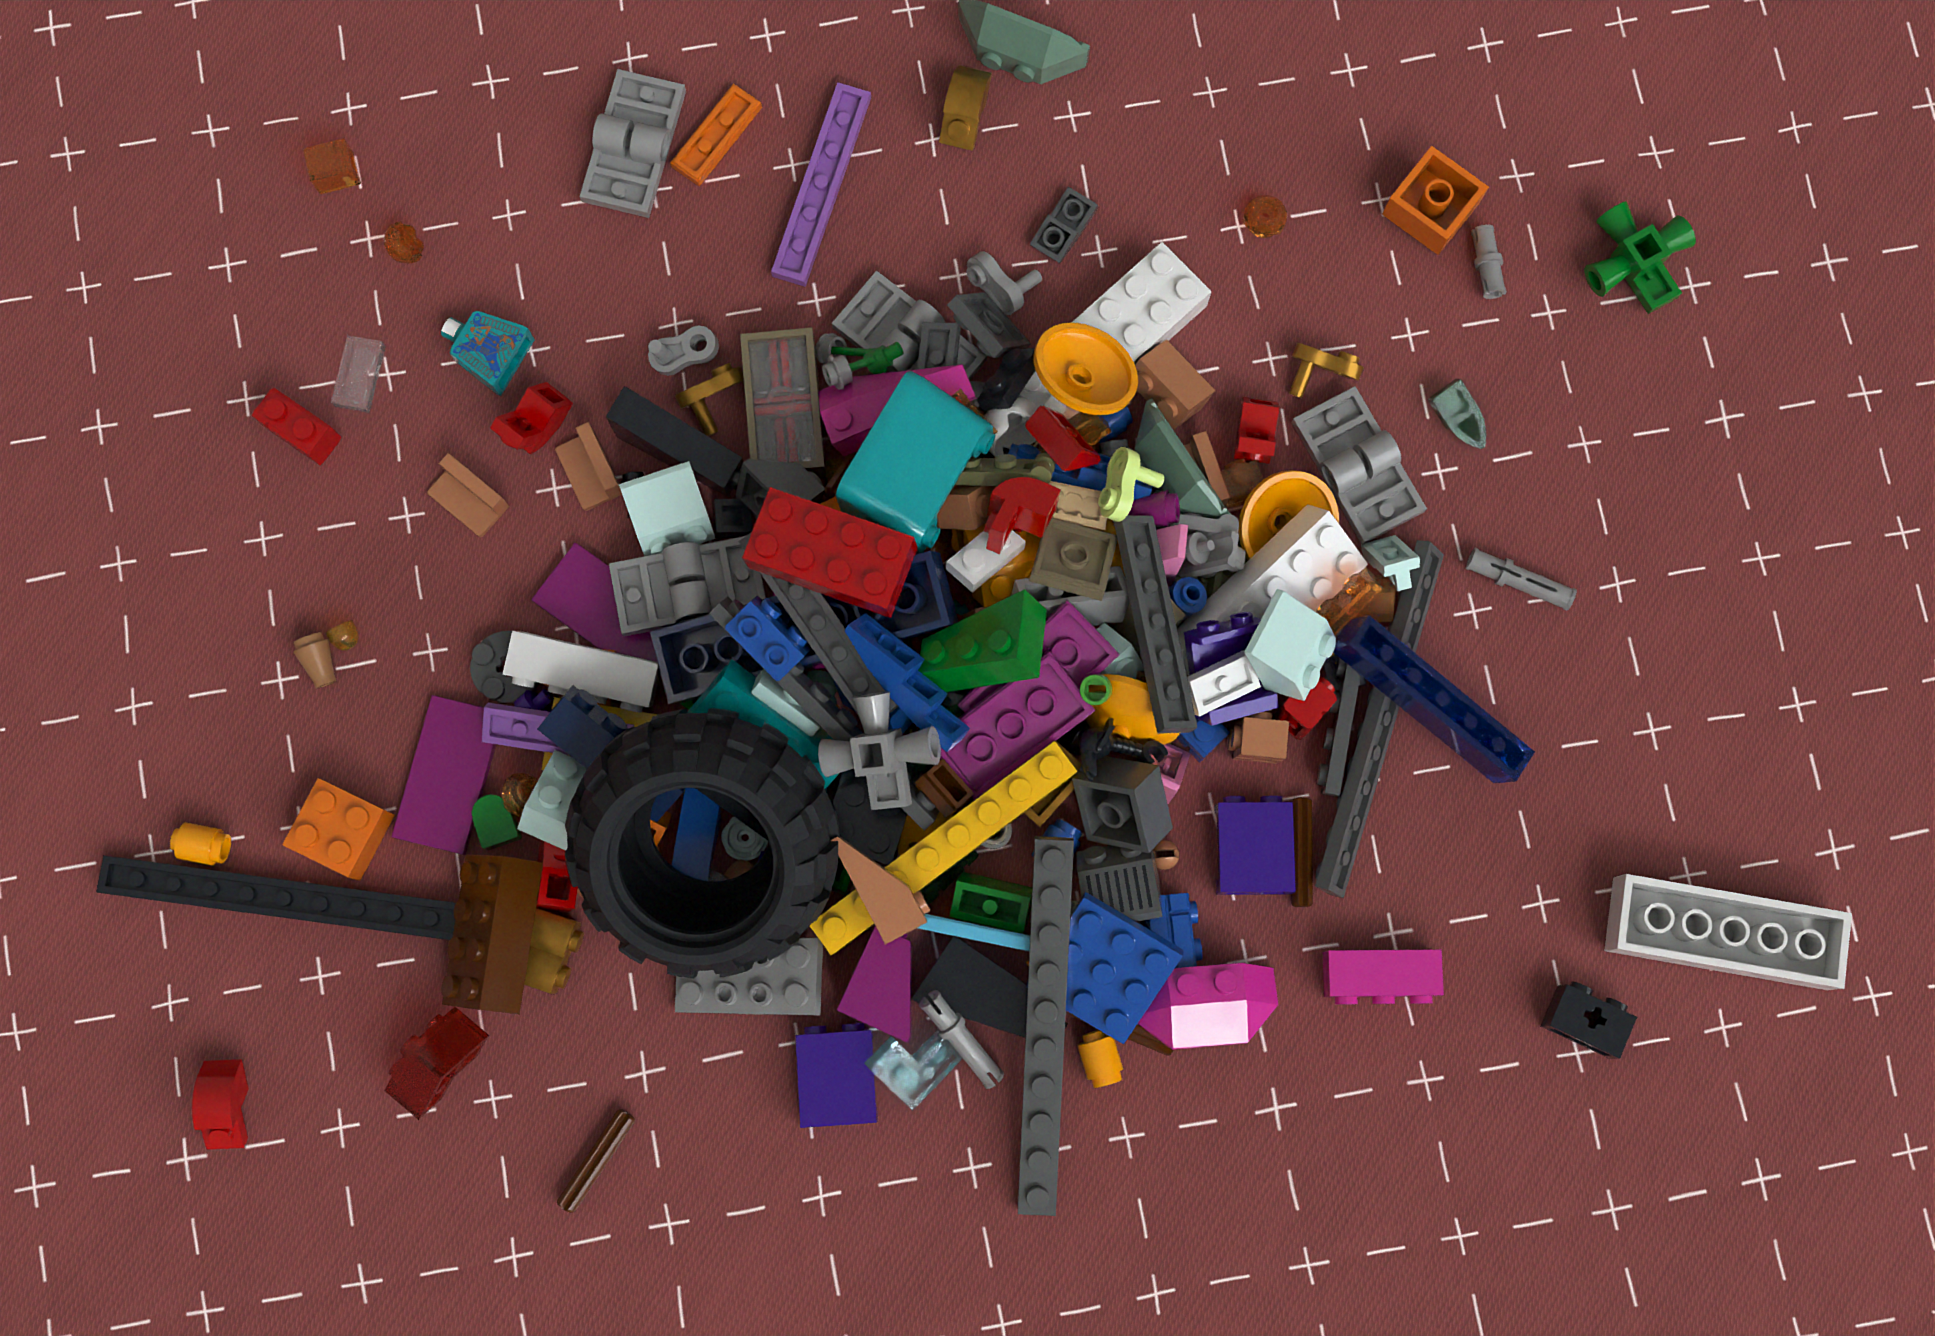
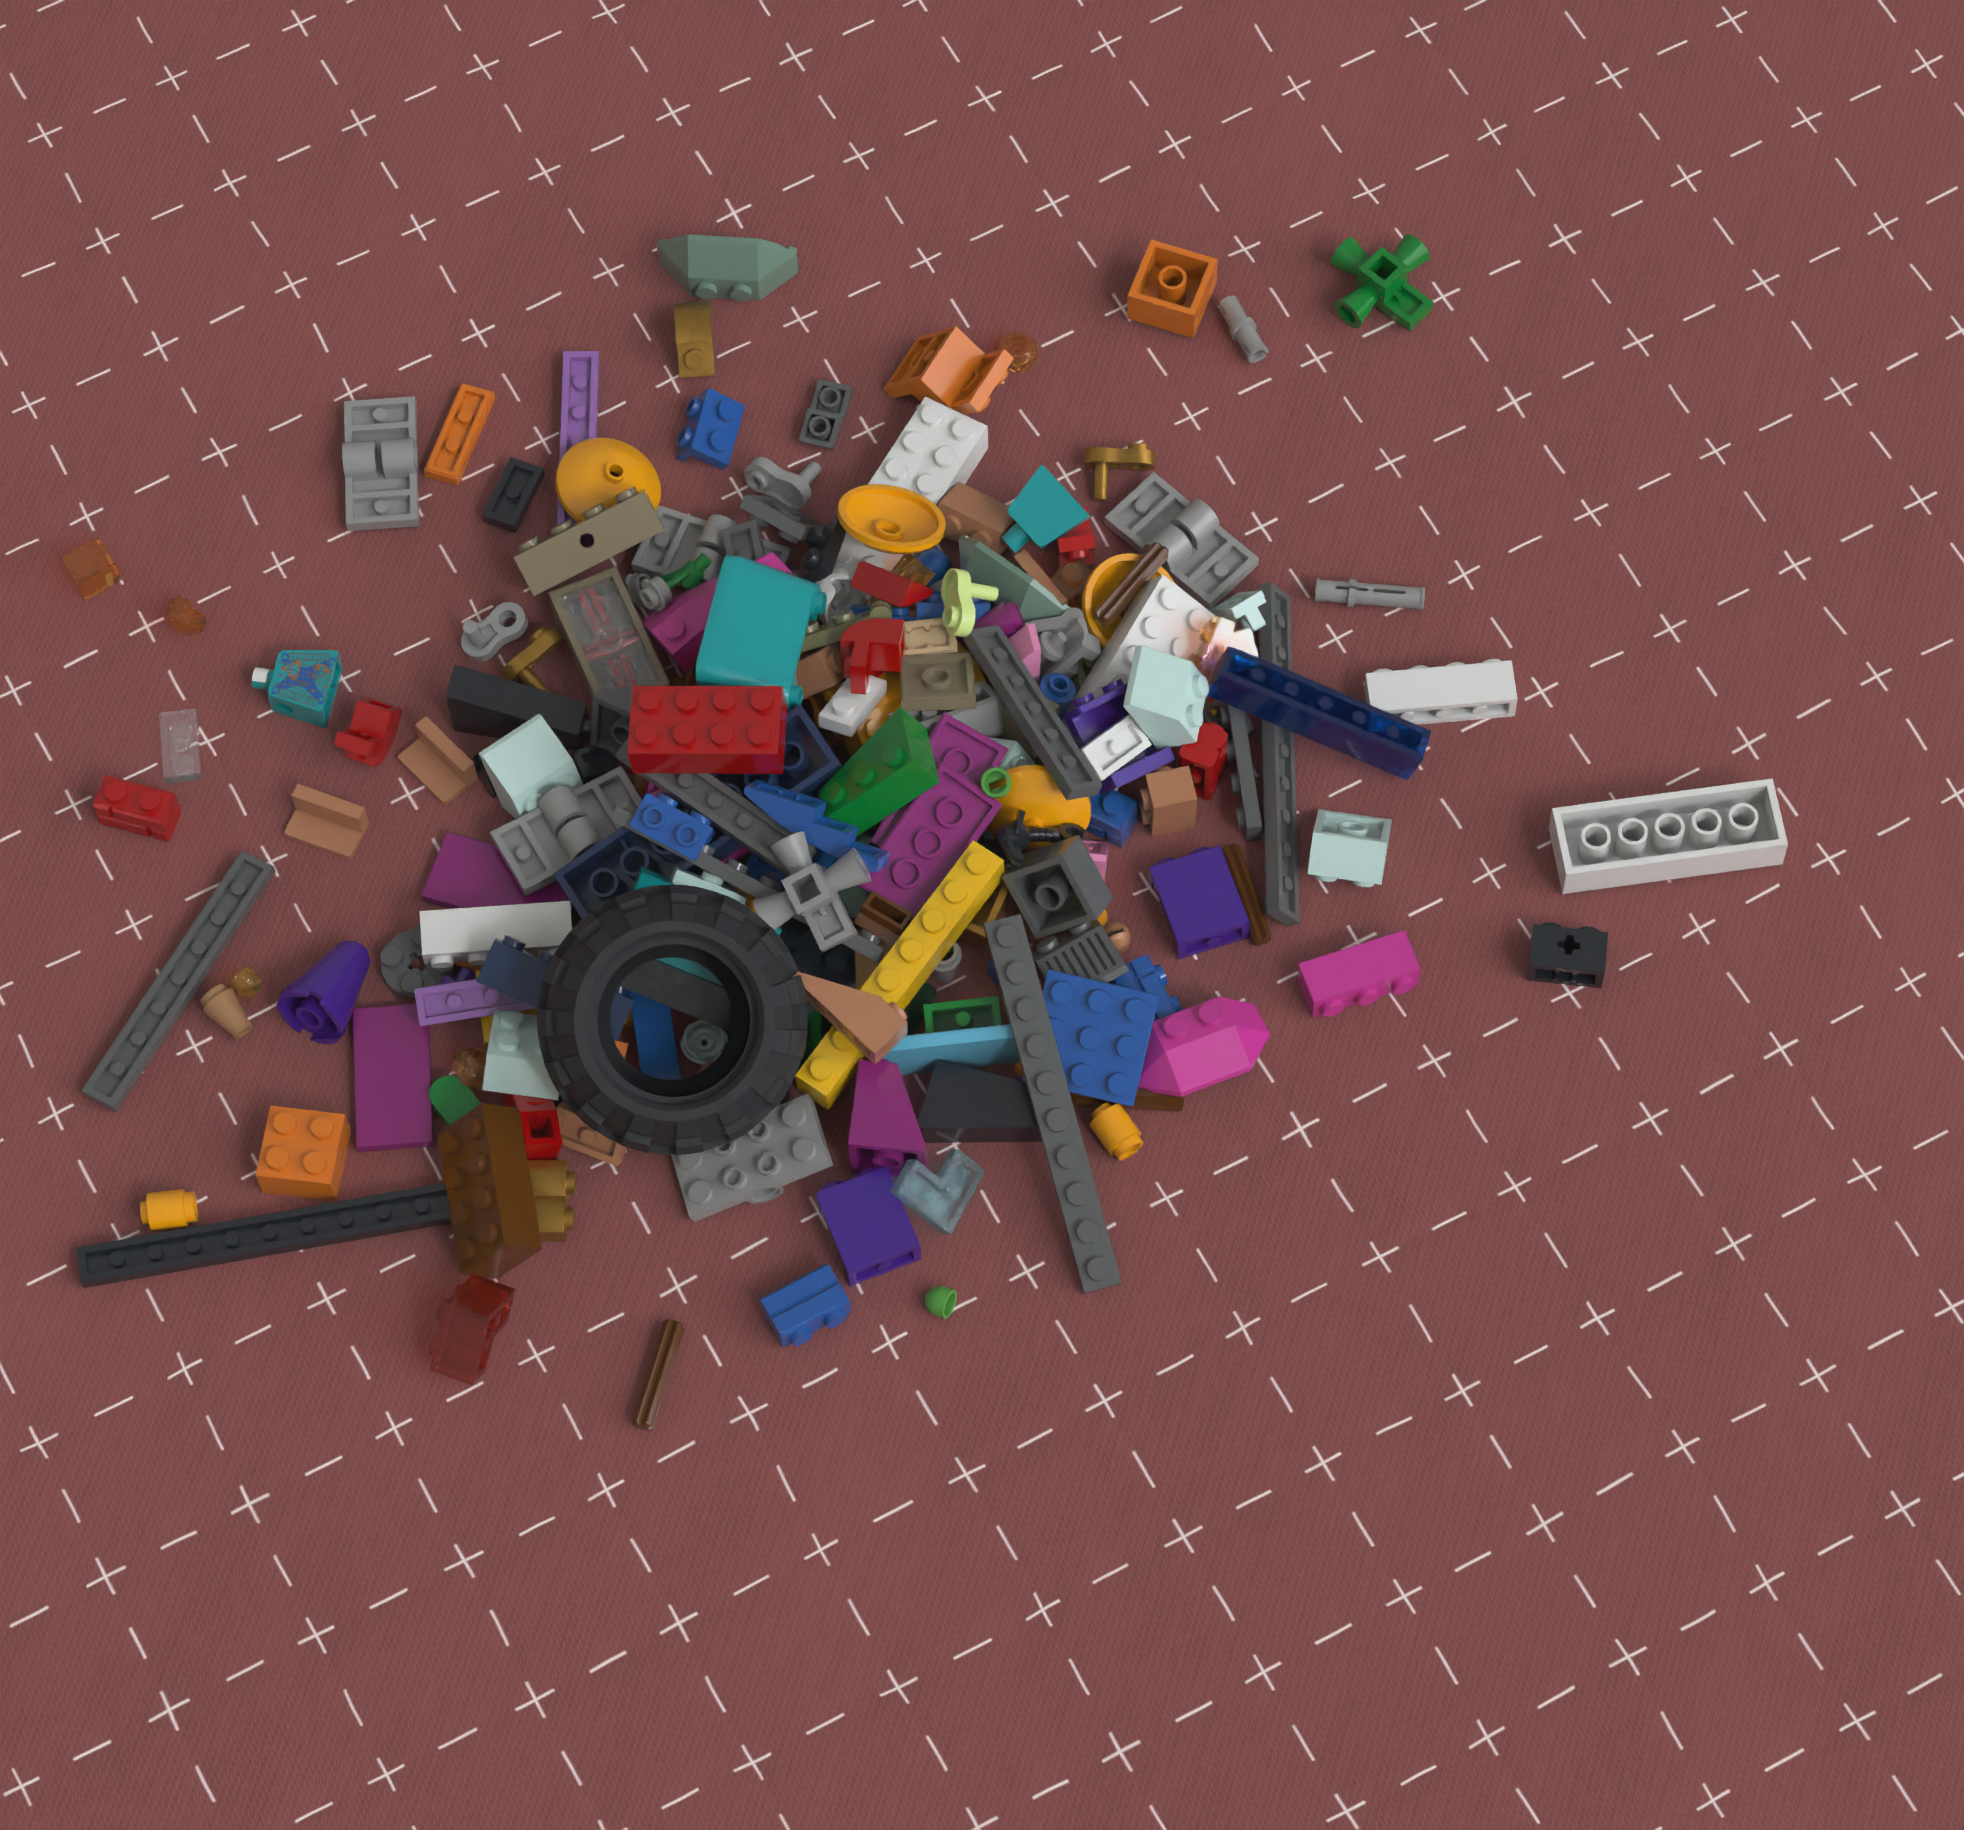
camera: 15 degrees left, 15 degrees down
(218, 1104) = (272, 1435): red brick -> none
(281, 614) = (178, 982): none -> dark grey plate
(412, 672) = (326, 993): none -> dark purple cone
(745, 215) = (513, 495): none -> black plate
(752, 1141) = (806, 1306): none -> blue brick
(794, 293) = (566, 555): none -> dark tan brick
(818, 246) = (586, 480): none -> light orange dish
(880, 1176) = (941, 1301): none -> bright green hinge
(950, 205) = (710, 428): none -> blue bracket
(953, 1028) = (964, 1138): light grey pin -> none
(1194, 222) = (950, 371): none -> orange bracket
(1235, 403) = (1043, 512): none -> teal torso
(1295, 505) = (1130, 584): none -> reddish brown axle
(1417, 838) = (1349, 848): none -> light aqua slope
(1460, 413) = (1262, 468): clear green plate -> none
(1556, 706) = (1445, 692): none -> white brick

